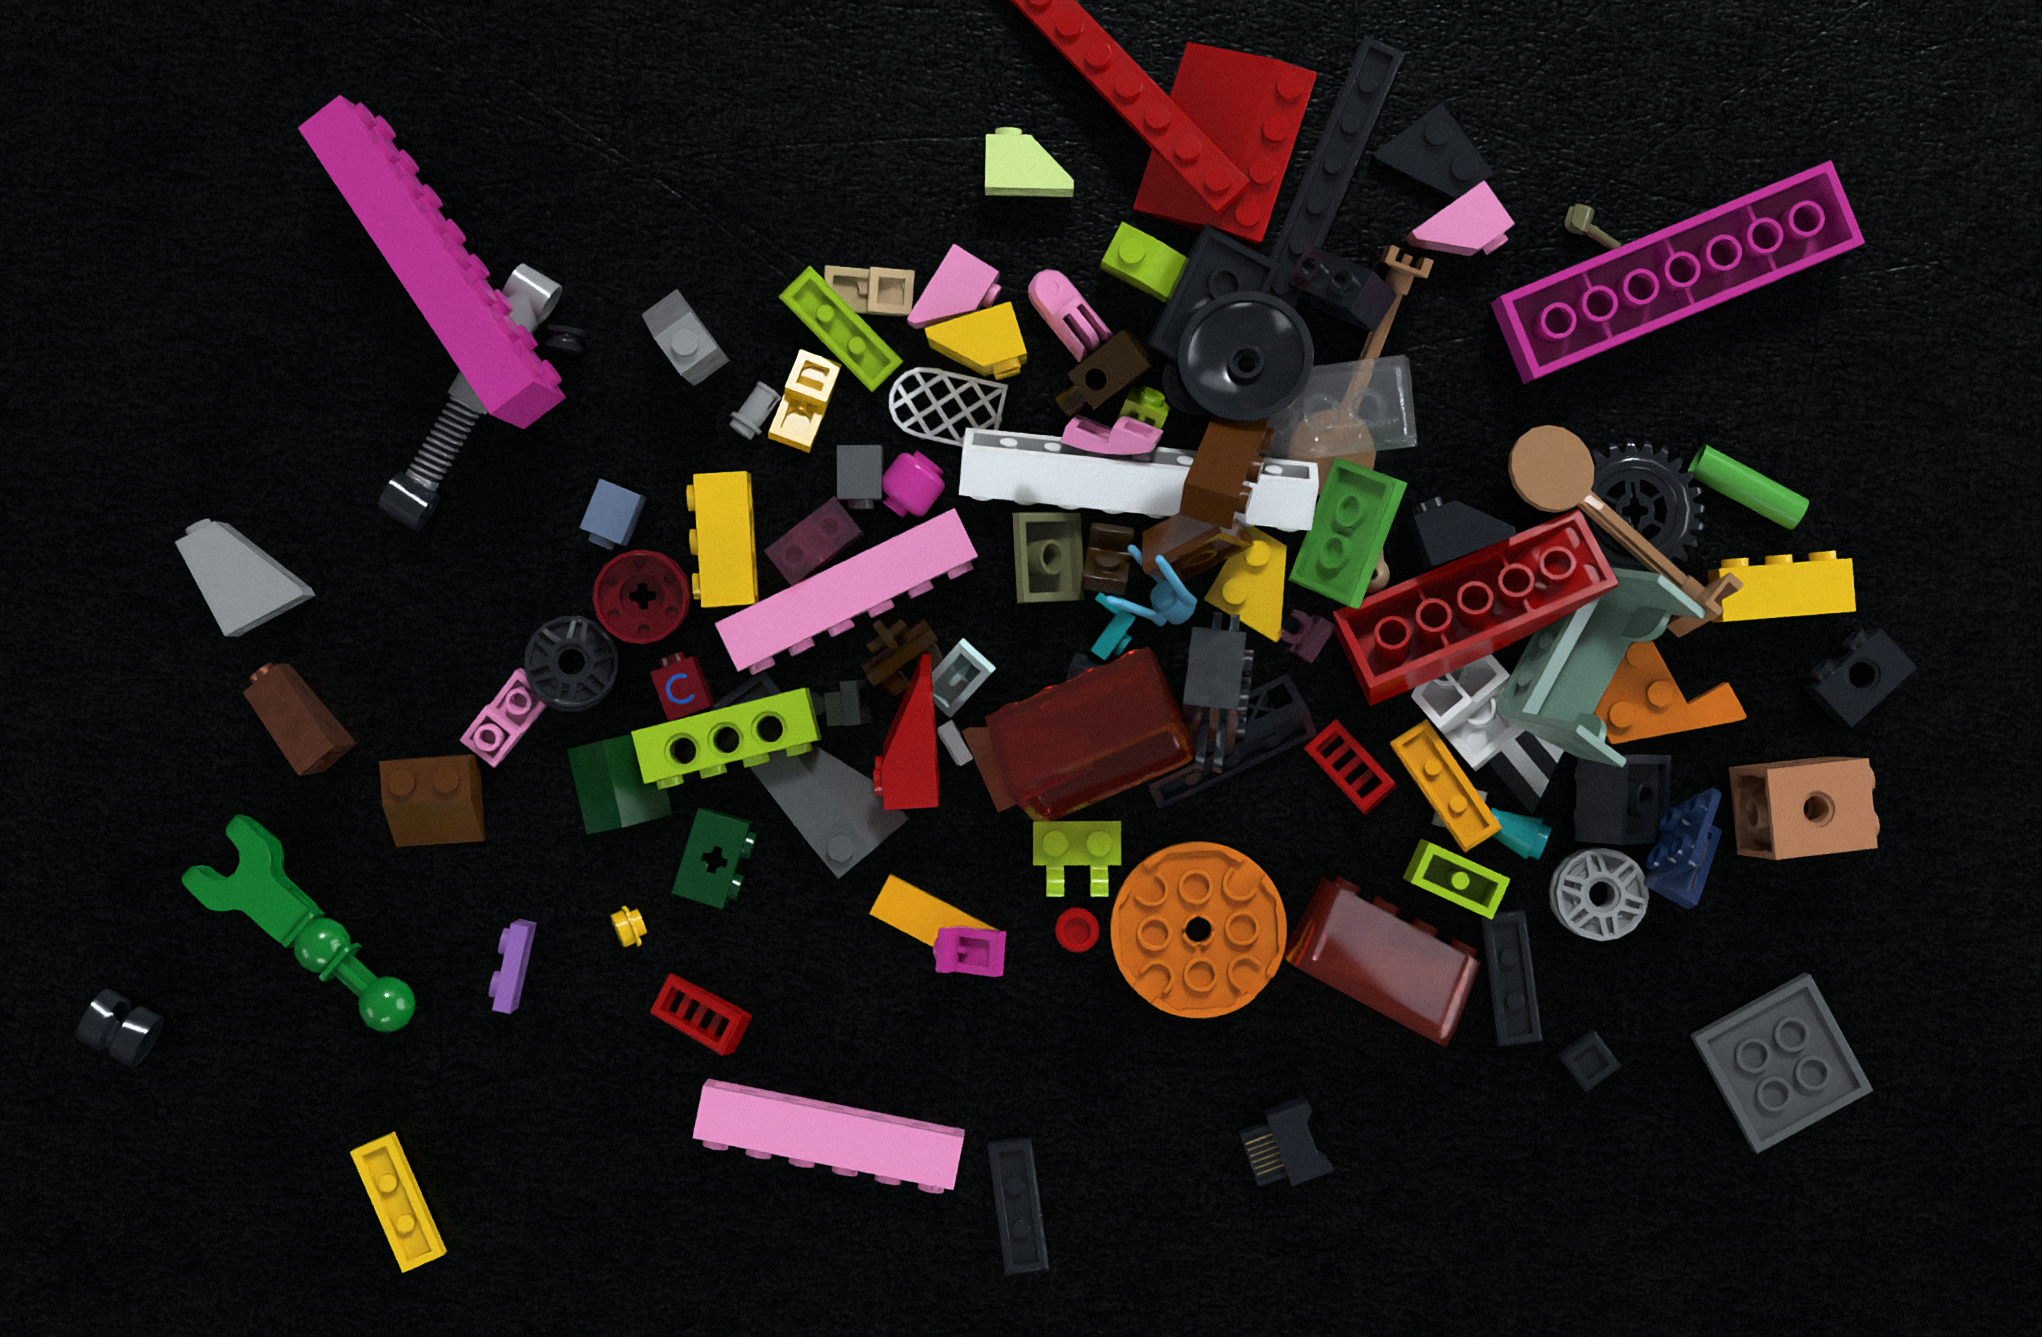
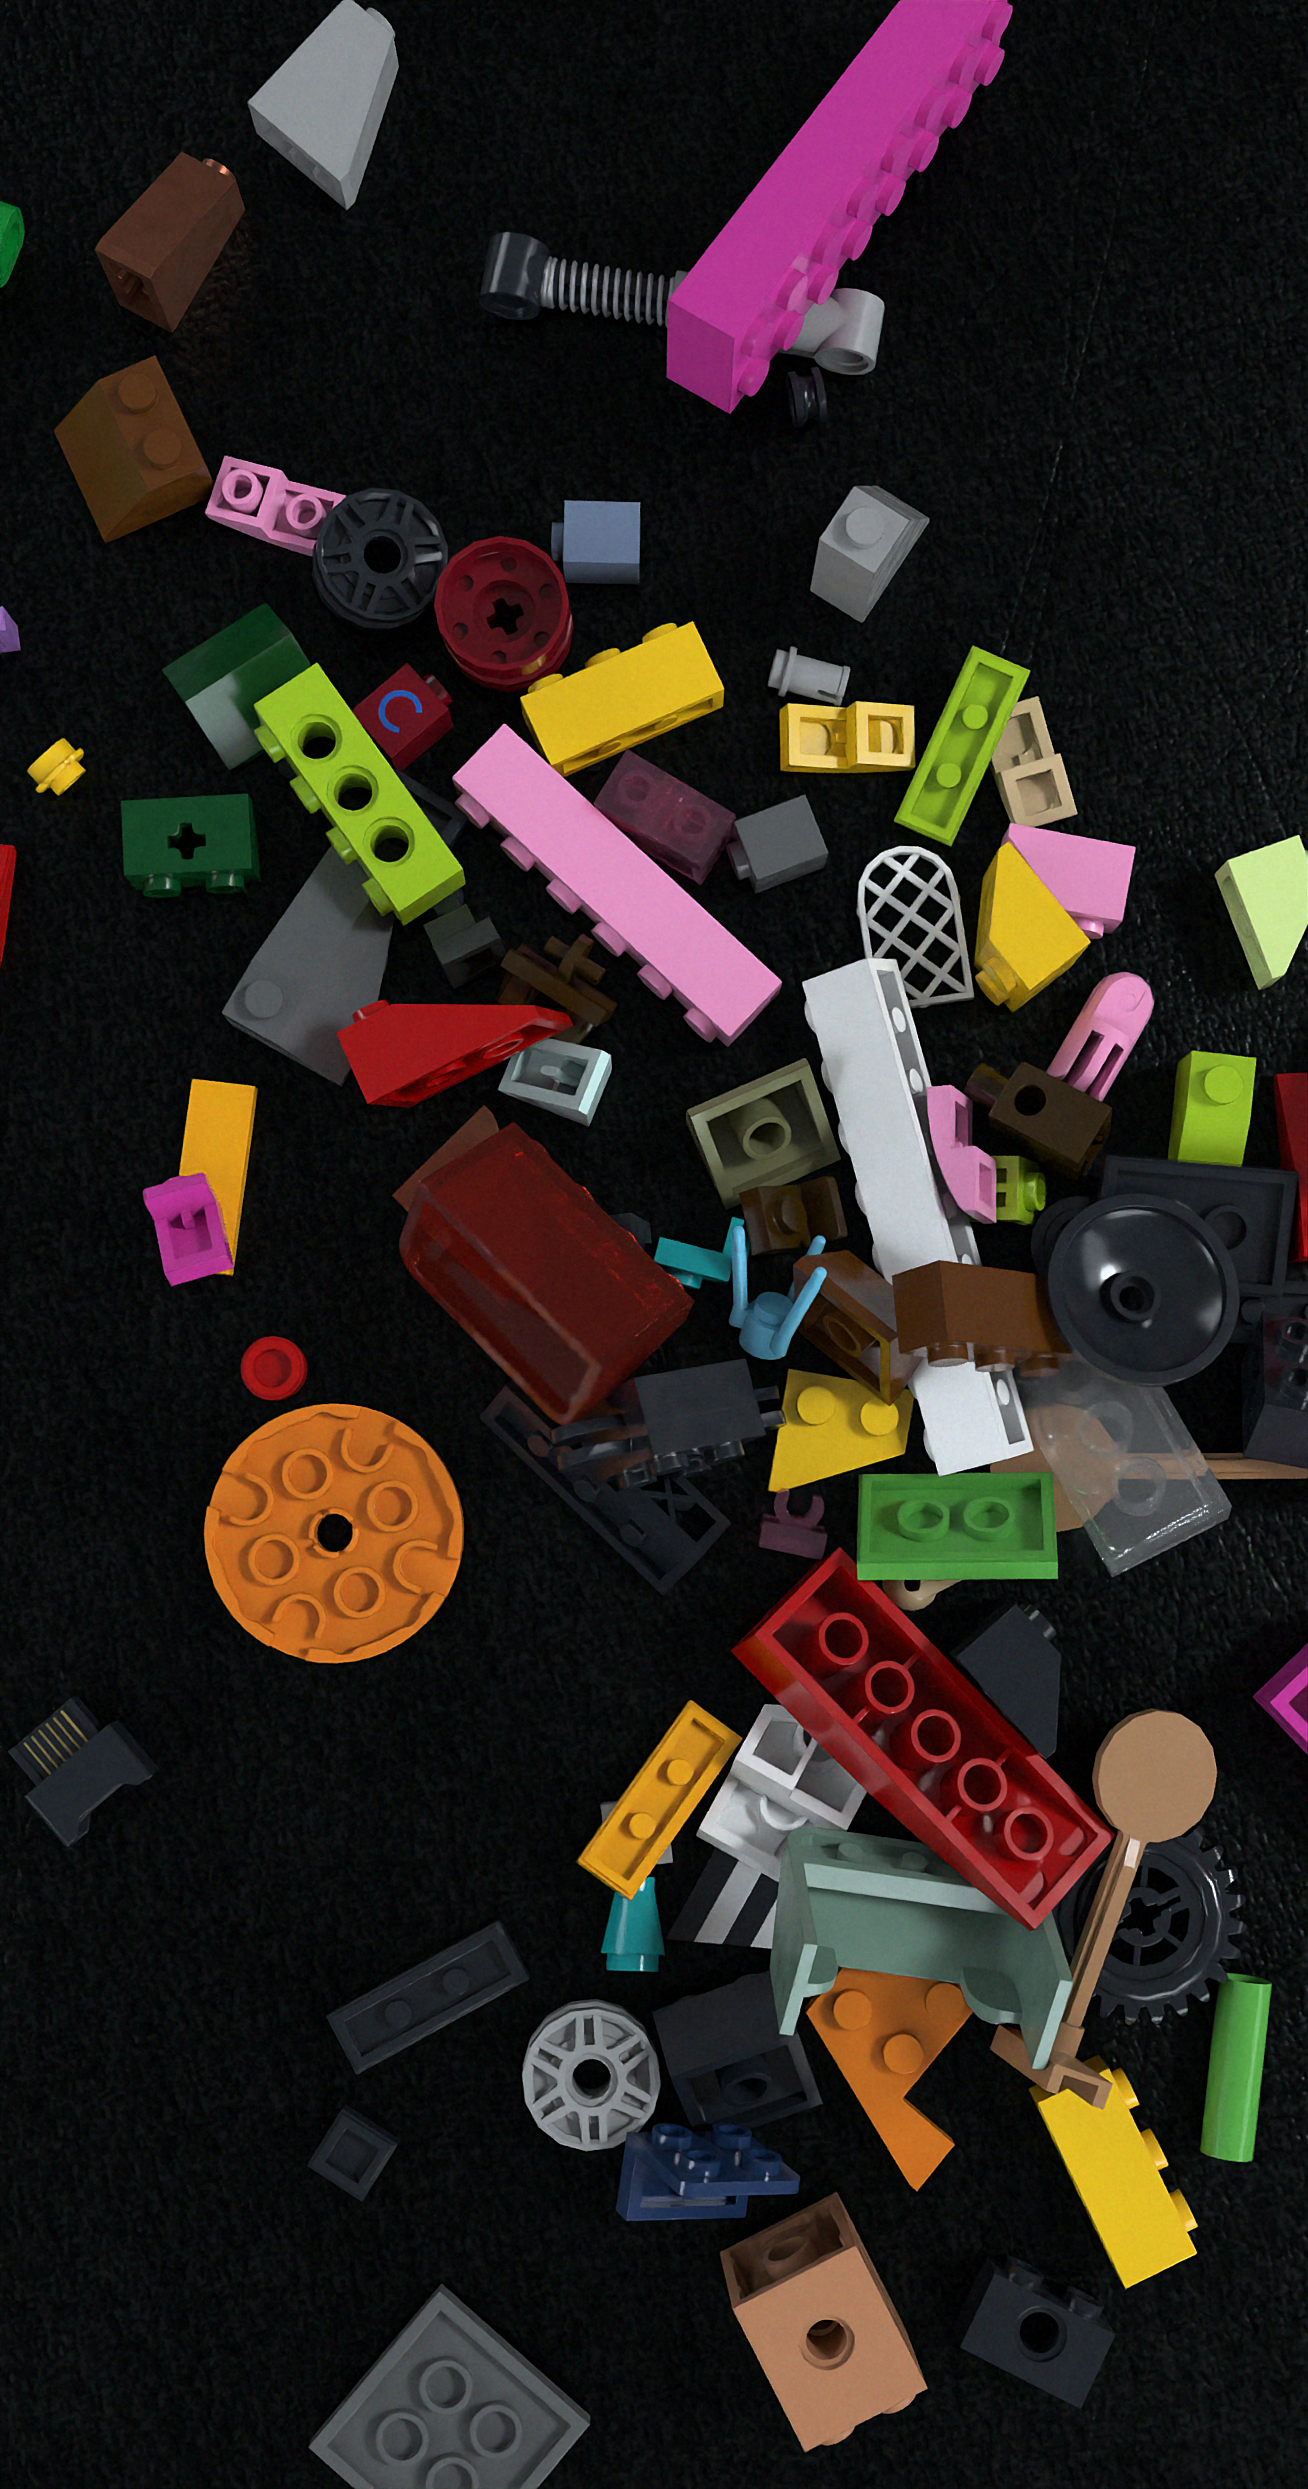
camera: 65 degrees right, 5 degrees down
(912, 484) = (791, 917): dark pink head -> none
(955, 743) = (465, 1102): light grey tile -> none
(1077, 844) = (389, 1323): lime plate -> none
(1377, 794) = (611, 1709): red slope -> none
(1384, 959) = (385, 1807): clear red windscreen -> none
(1456, 879) = (536, 1864): lime brick -> none

